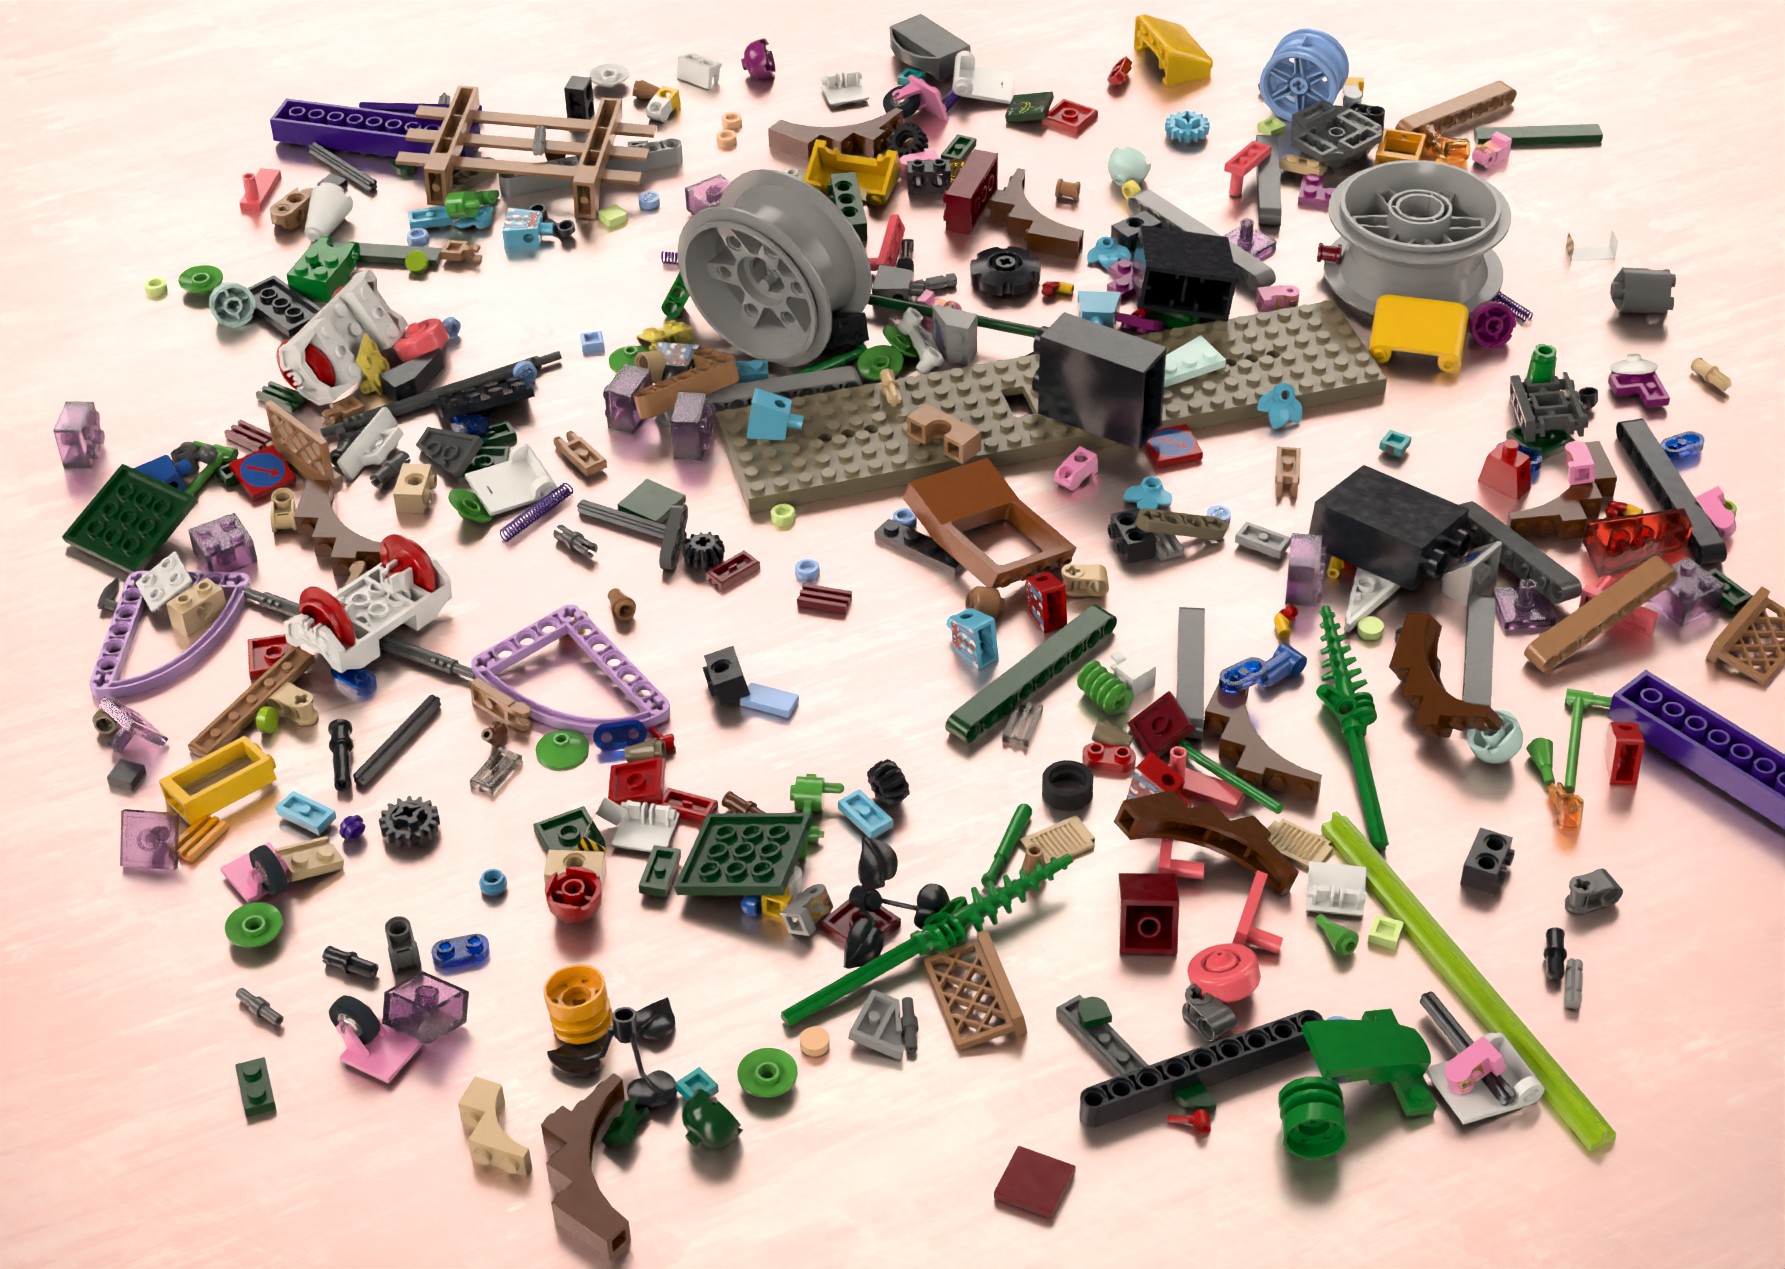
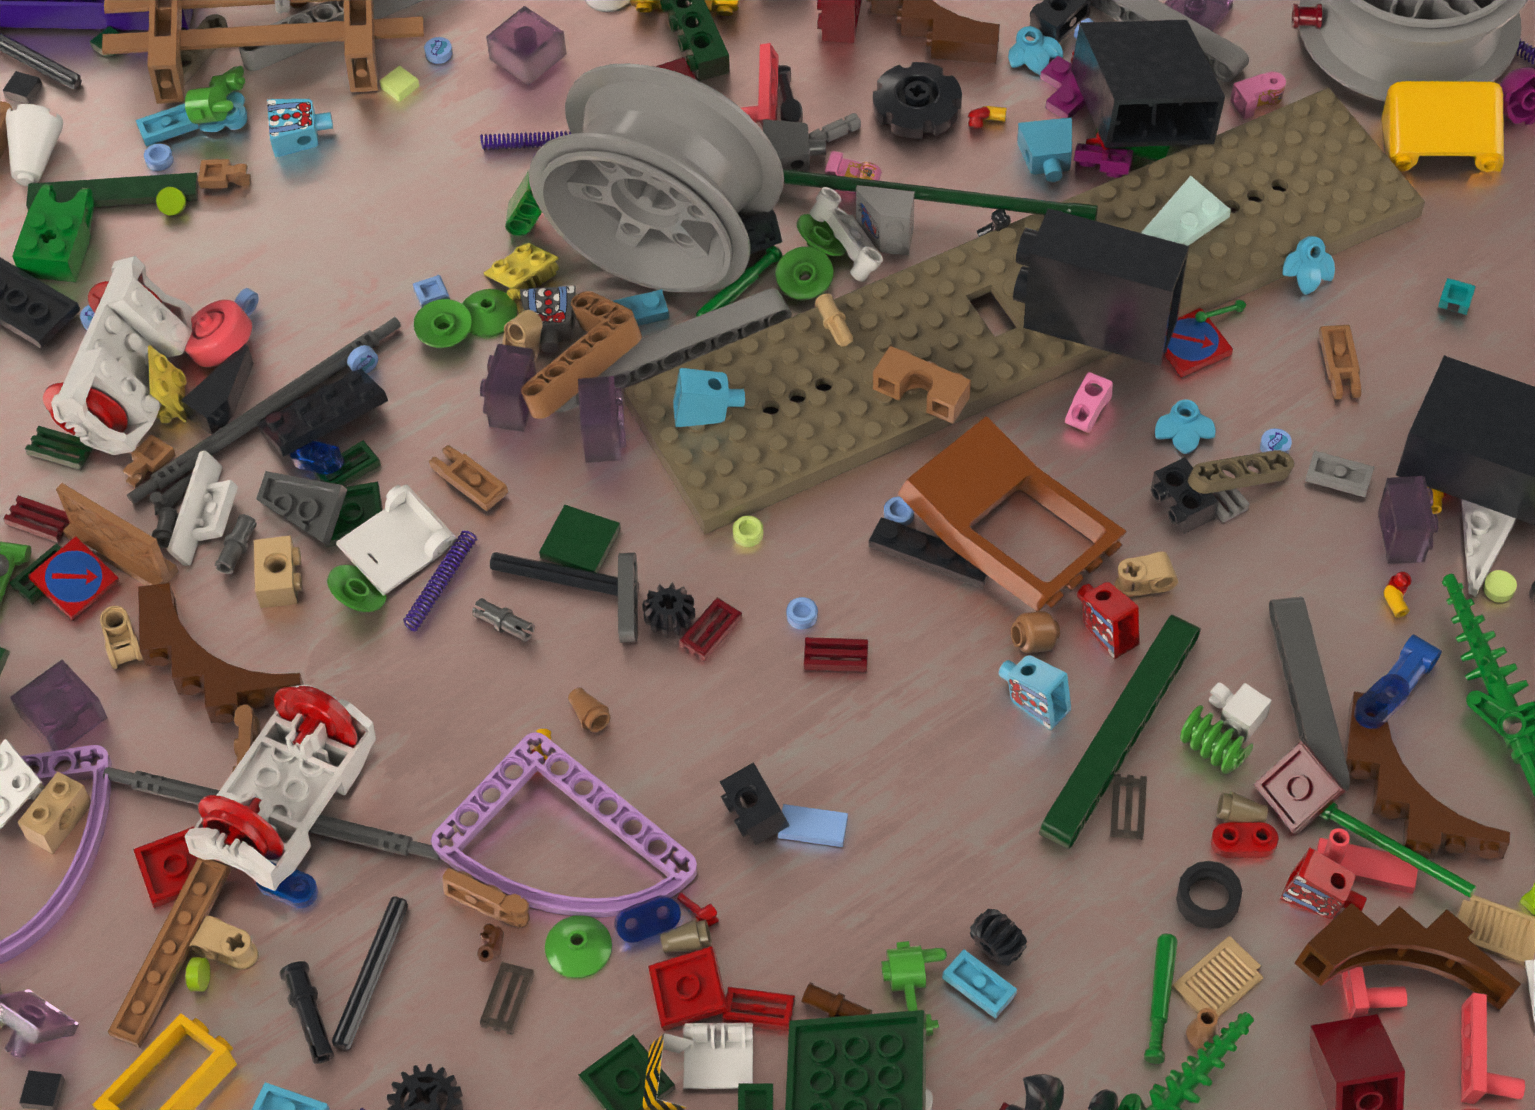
camera: 10 degrees left, 15 degrees up
(564, 228) = (346, 115): black bar -> none
(593, 358) = (442, 314): none -> bright green dish
(1217, 428) = (1239, 306): none -> green hinge

